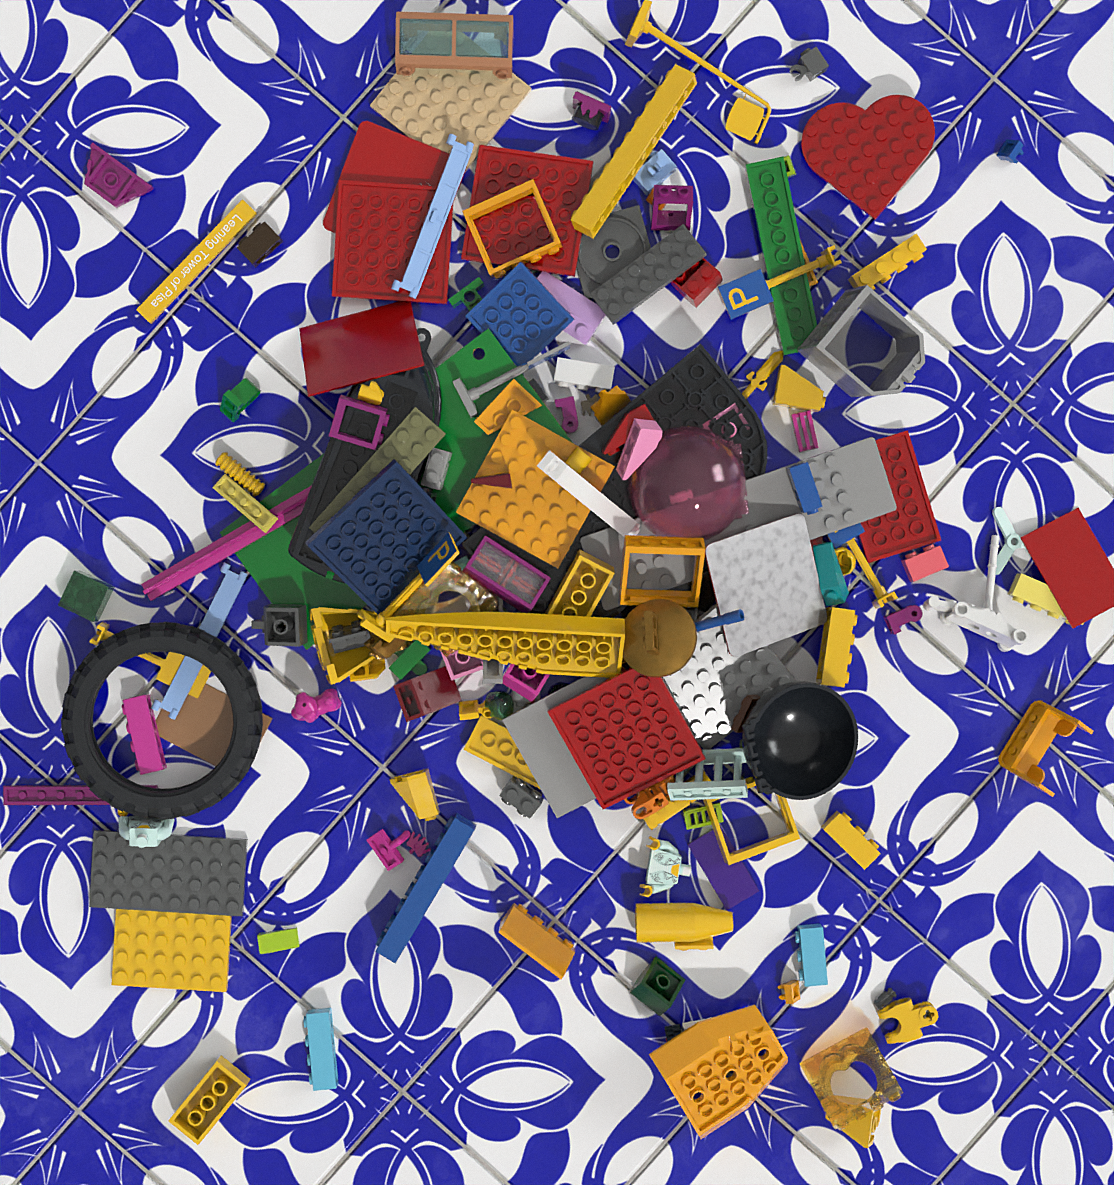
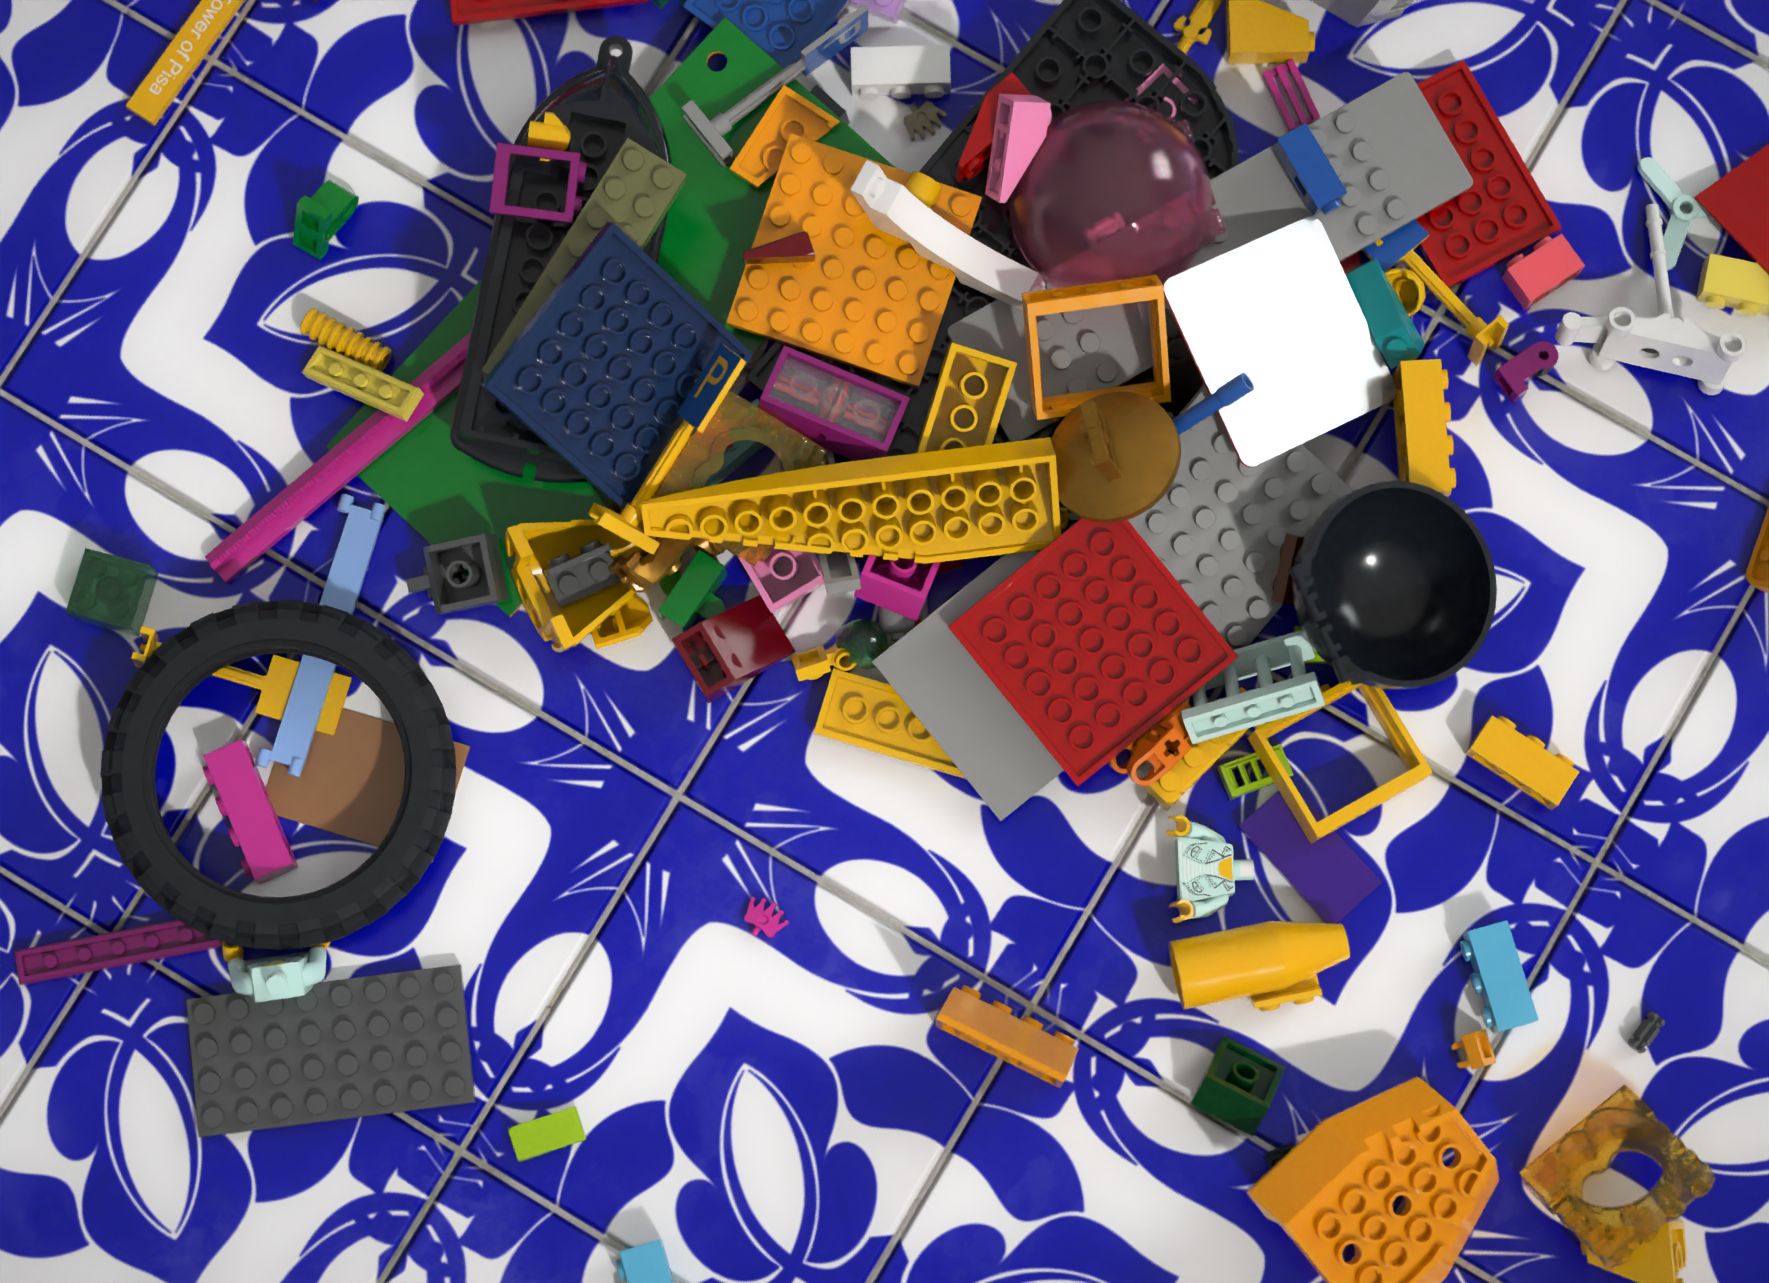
camera: 10 degrees left, 10 degrees down
(171, 950) = (358, 1188): yellow plate -> none
(309, 708) = (535, 704): dark pink animal -> none
(360, 347) = (516, 82): red piece -> none
(386, 849) = (709, 931): dark pink plate -> none
(418, 793) = (747, 821): yellow slope -> none
(422, 893) = (793, 981): blue brick -> none
(436, 468) = (682, 253): light grey brick -> none
(521, 797) = (938, 798): dark grey brick -> none
(569, 413) = (886, 135): magenta leg -> none
(609, 404) = (951, 105): light orange slope -> none
(910, 1019) = (1696, 1058): yellow piece -> none

